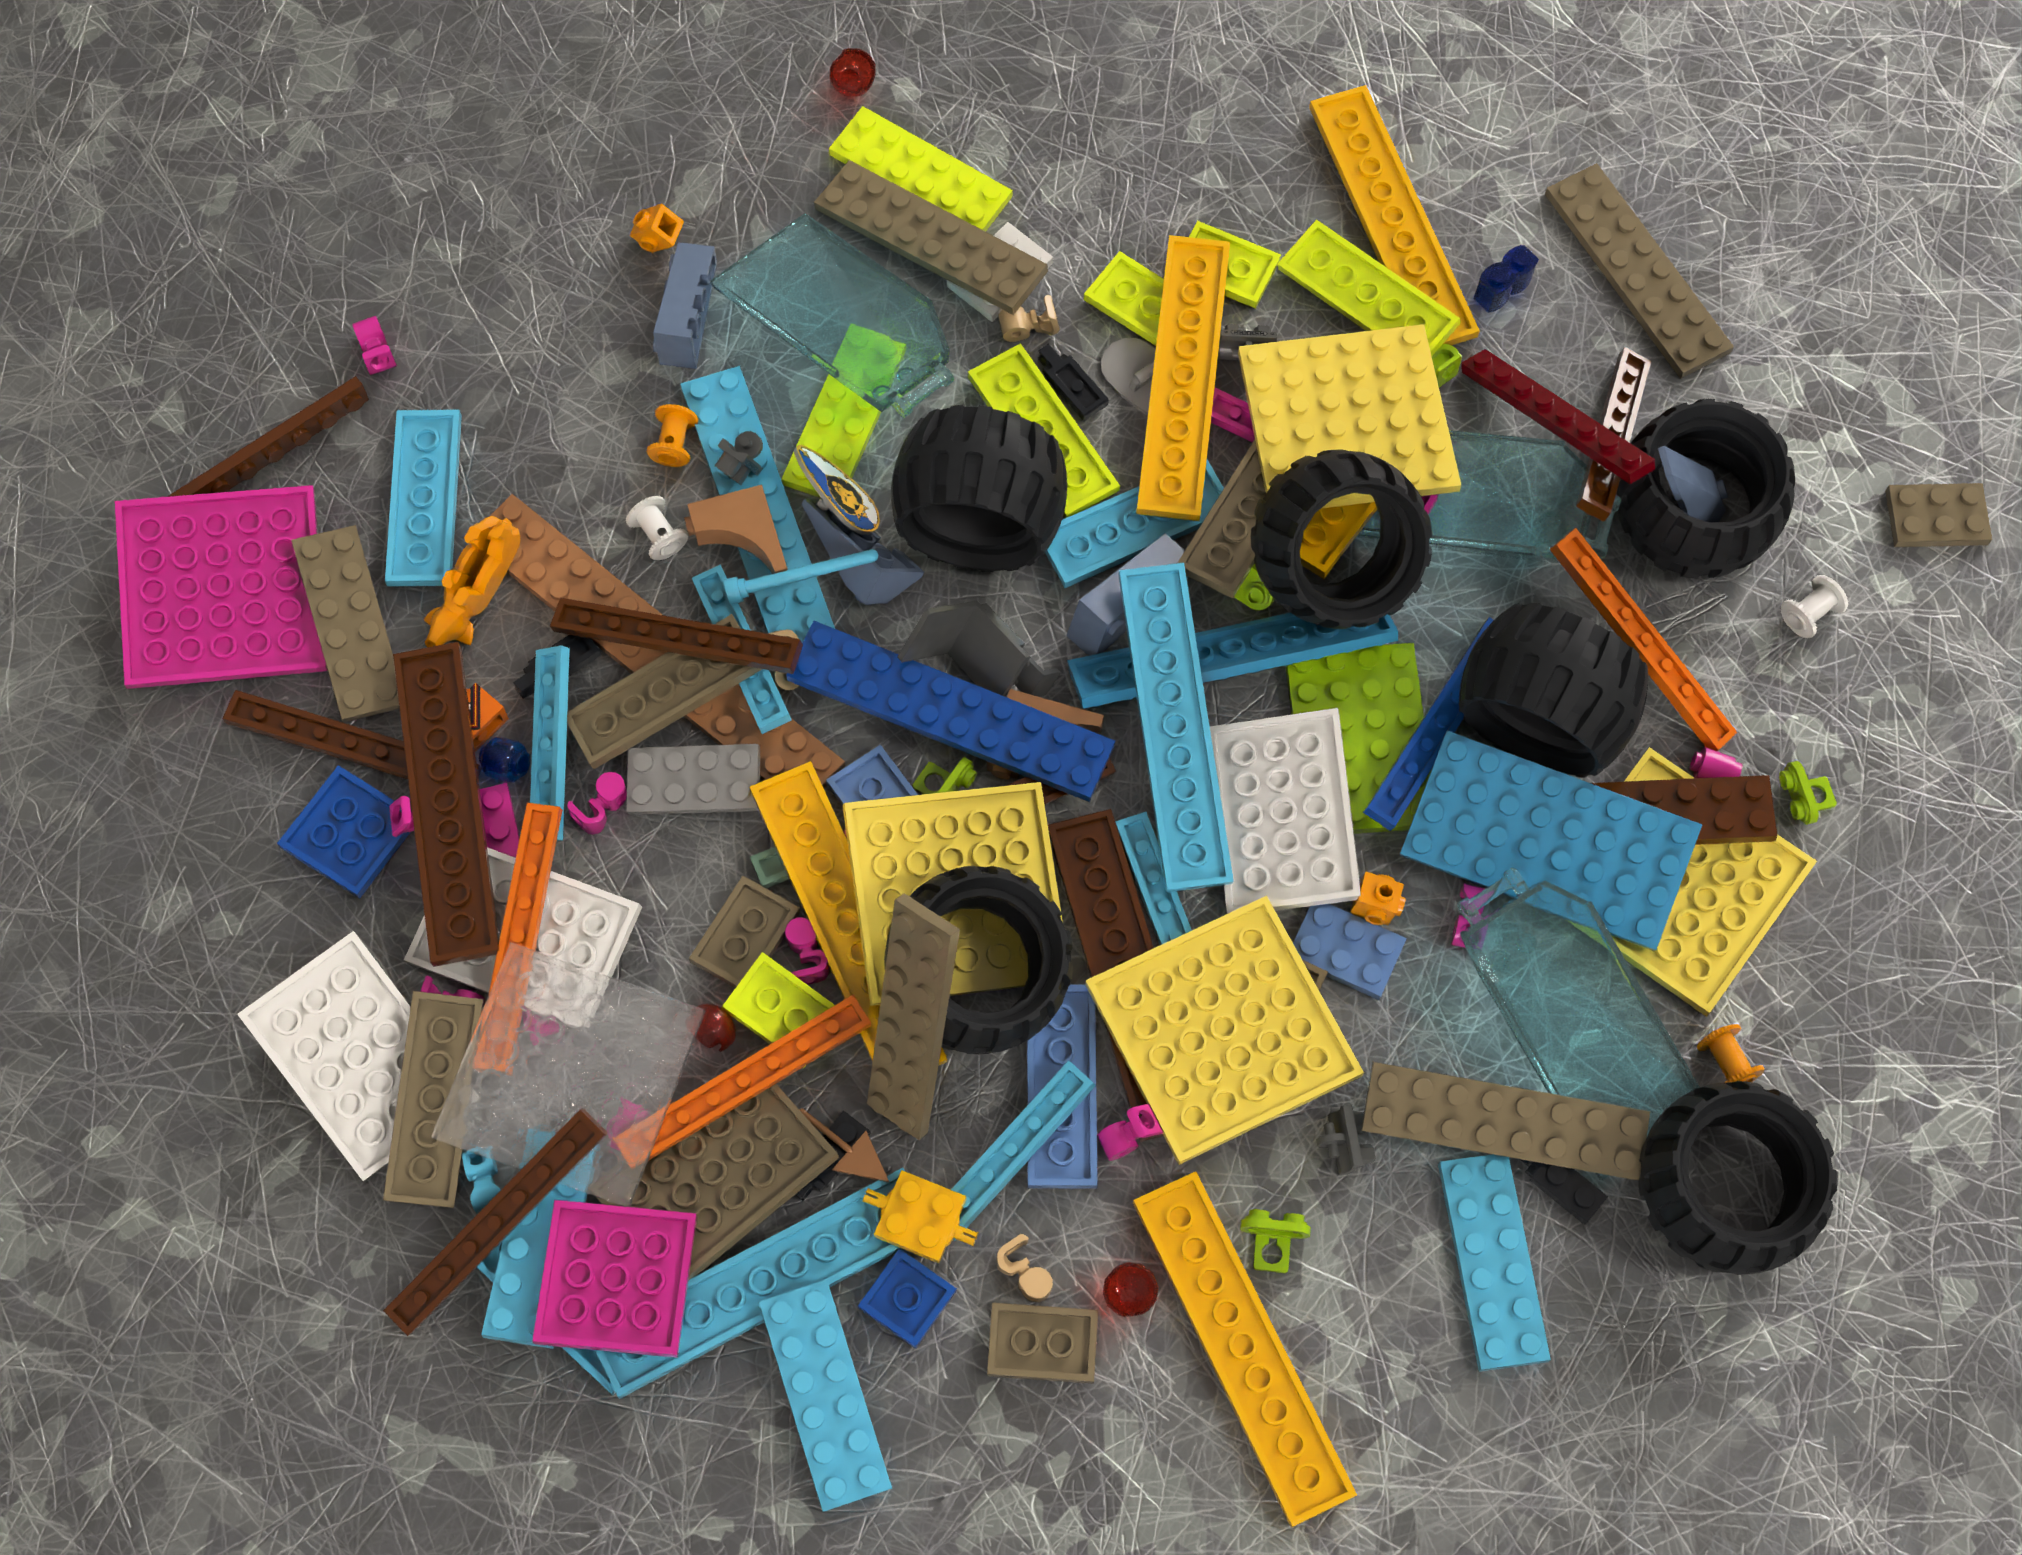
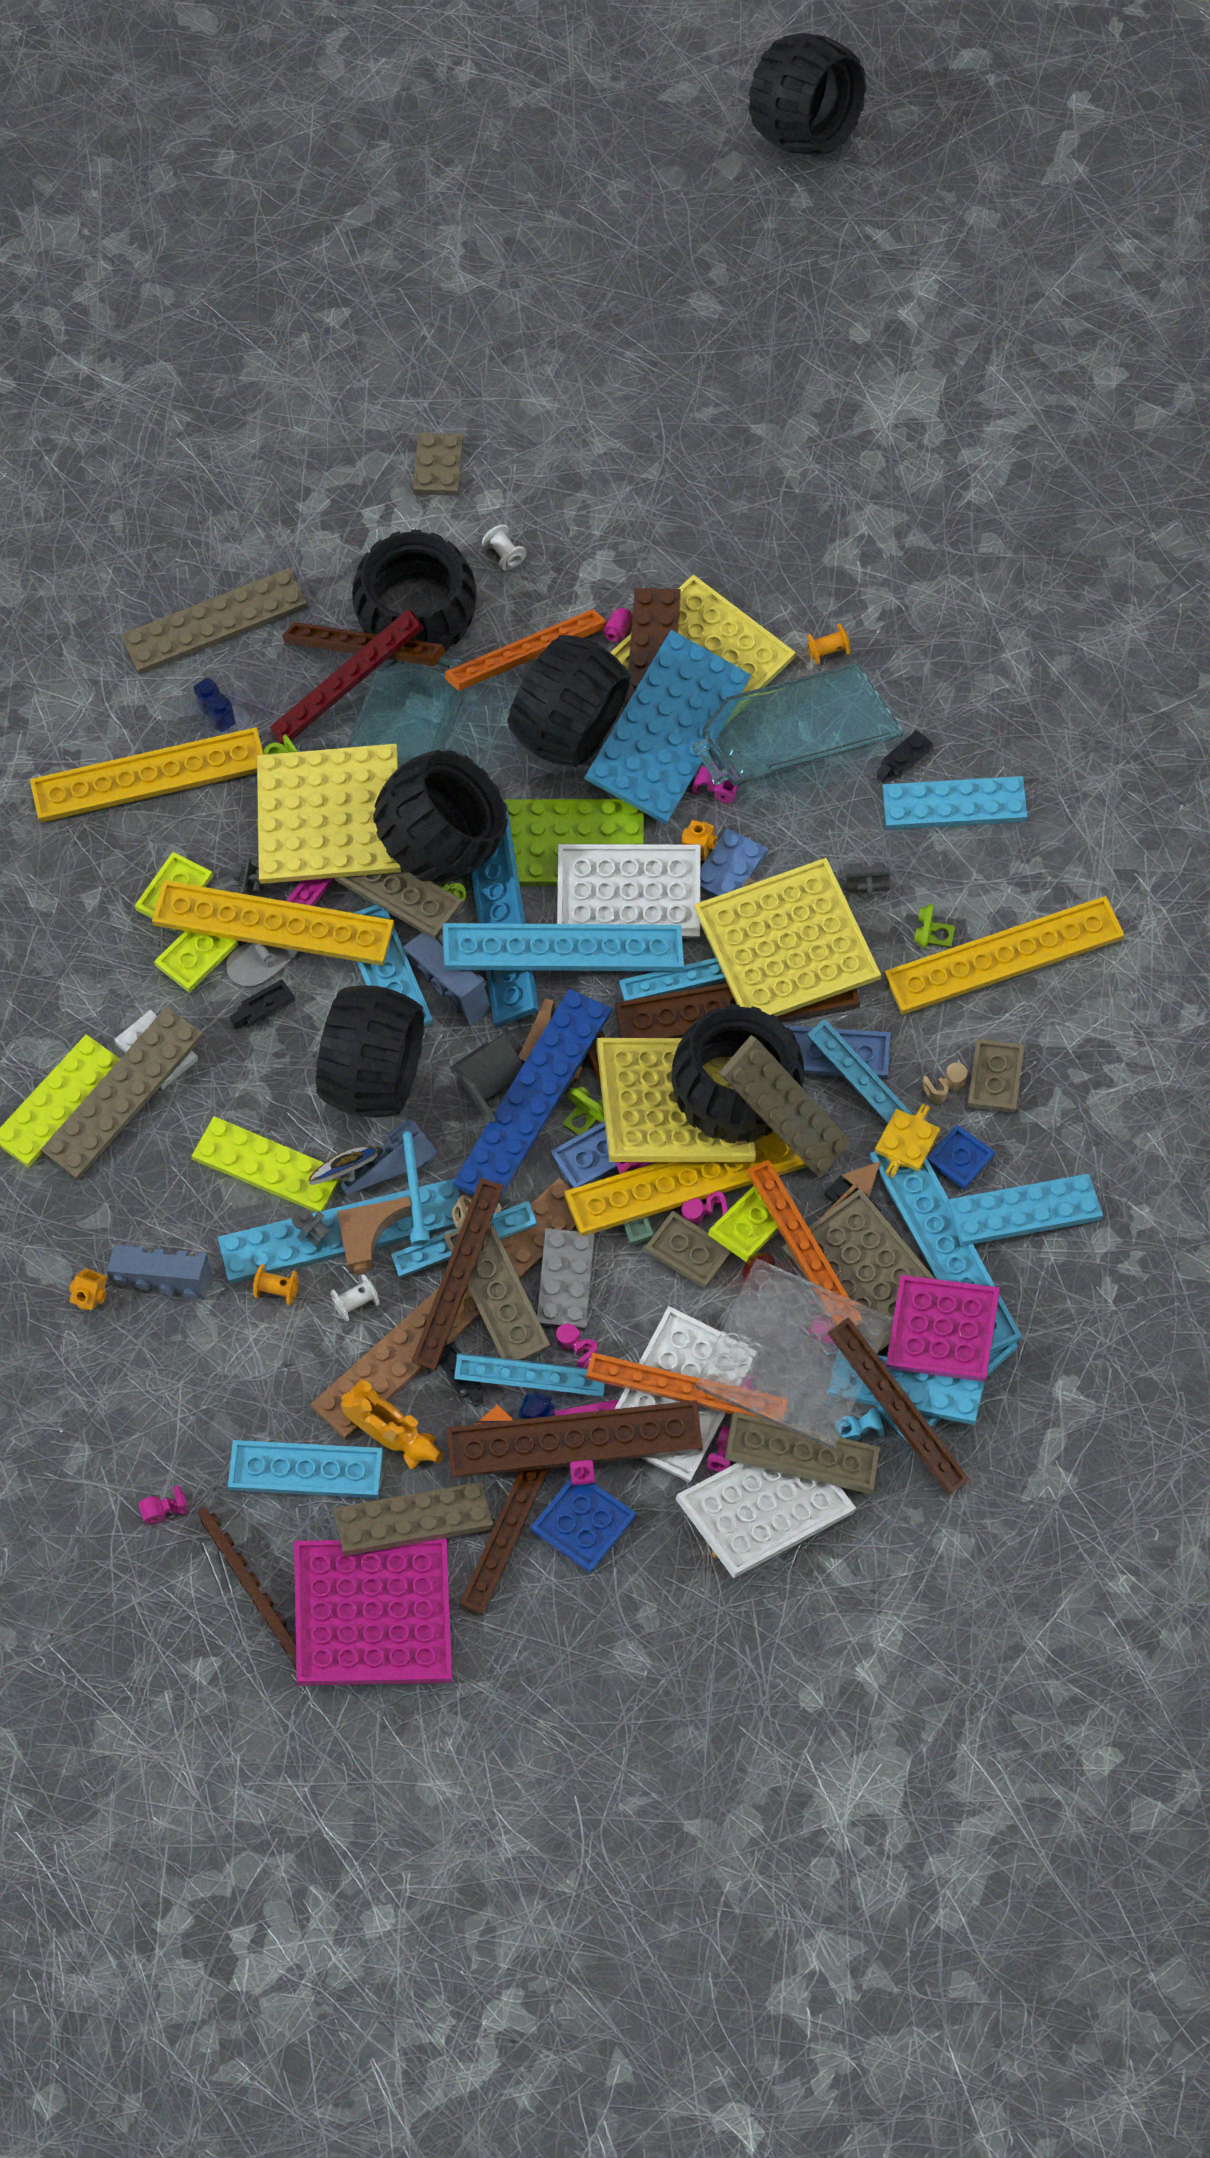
camera: 80 degrees left, 5 degrees down
(843, 314) = (192, 1149): clear light blue windscreen -> none
(1018, 386) = (284, 1032): neon yellow plate -> none
(1019, 325) = (205, 1018): tan leg -> none
(1121, 1136) = (858, 1015): dark pink leg -> none
(1130, 1289) = (963, 1017): clear red hair -> none
(1363, 287) = (211, 798): neon yellow plate -> none
(1421, 750) = (572, 786): blue plate -> none
(1505, 1120) = (865, 778): dark tan plate -> none
(1694, 486) = (416, 600): sand blue wedge -> none
(1793, 1142) = (923, 606): black tyre -> none
(1803, 803) = (642, 576): lime bracket -> none

